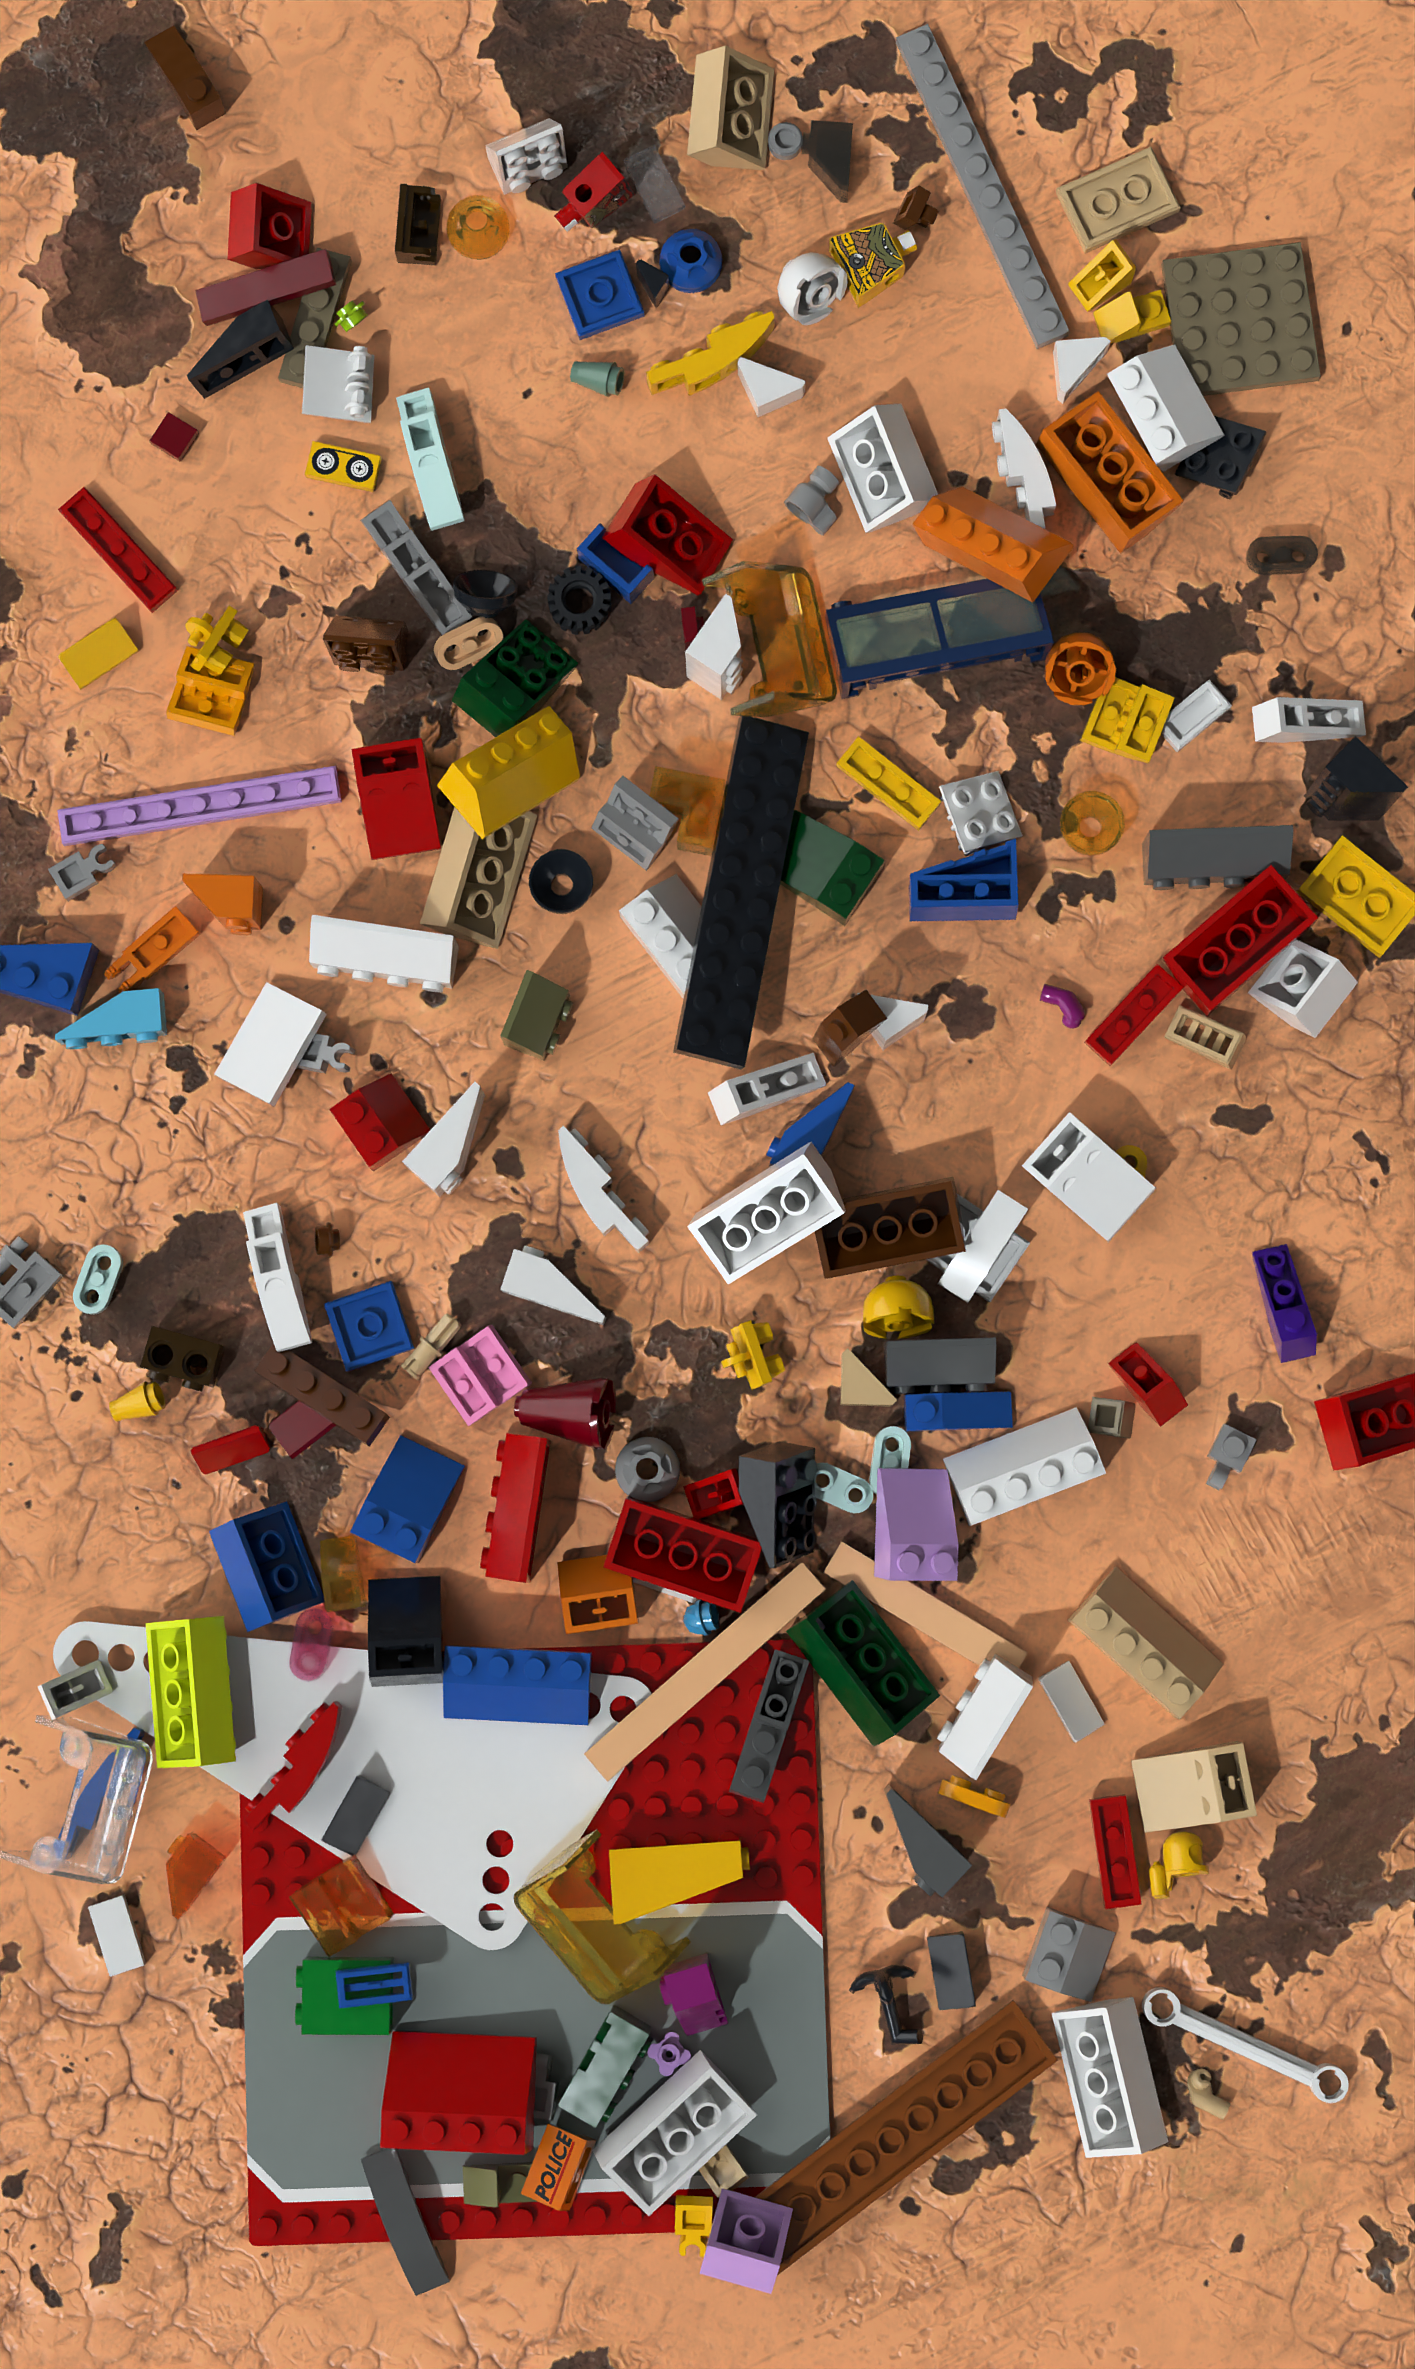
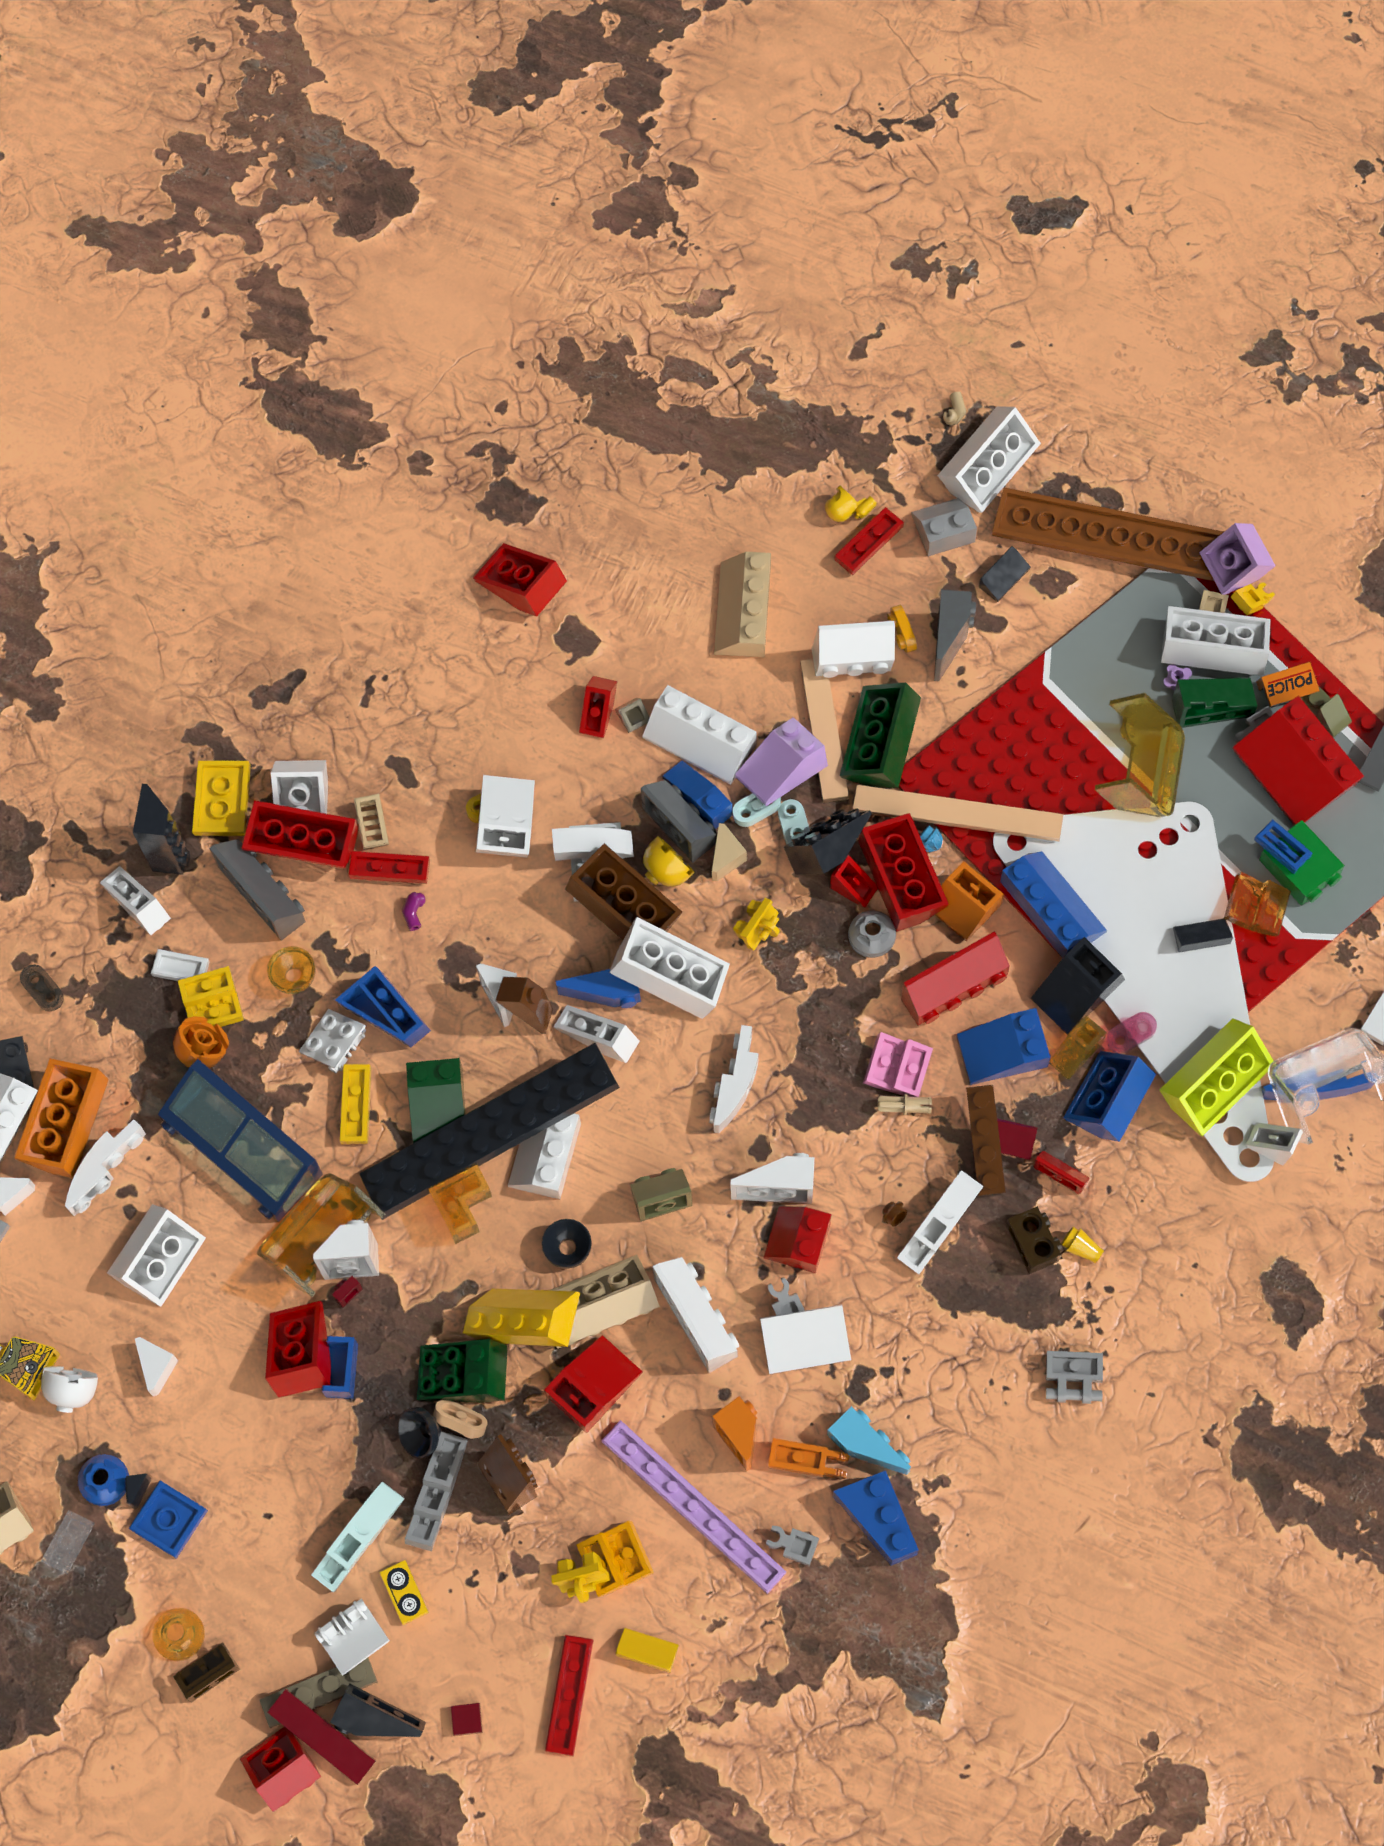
camera: 130 degrees left, 15 degrees down
(95, 1278) = (1030, 1328): light aqua plate -> none
(190, 1870) = (1313, 1000): clear orange slope -> none
(308, 1755) = (1195, 981): red slope -> none
(351, 315) = (299, 1665): lime plate -> none
(369, 1326) = (923, 1150): blue tile -> none
(528, 156) = (105, 1631): white slope -> none
(540, 1282) = (816, 1071): white slope -> none
(571, 1411) = (876, 995): dark red cone -> none
(579, 621) = (374, 1357): black tyre -> none
(598, 376) = (224, 1475): sand green cone -> none
(604, 189) = (91, 1567): red torso -> none
(634, 823) = (496, 1226): light grey slope -> none
(665, 1875) = (1082, 744): yellow slope -> none
(693, 1994) = (1133, 677): magenta wedge -> none
(705, 368) = (150, 1407): yellow slope -> none
(769, 1726) = (959, 756): dark grey slope -> none
(808, 500) = (211, 1283): light grey piece -> none
(883, 1985) = (1048, 589): black piece -> none
(991, 541) = (157, 1148): orange slope -> none
(1071, 1701) = (807, 621): white slope -> none
(1194, 1787) = (799, 524): tan slope -> none
(1230, 1452) = (600, 640): light grey plate -> none
(1245, 2045) = (913, 410): white piece -> none
(1285, 1304) = (493, 670): dark purple slope -> none

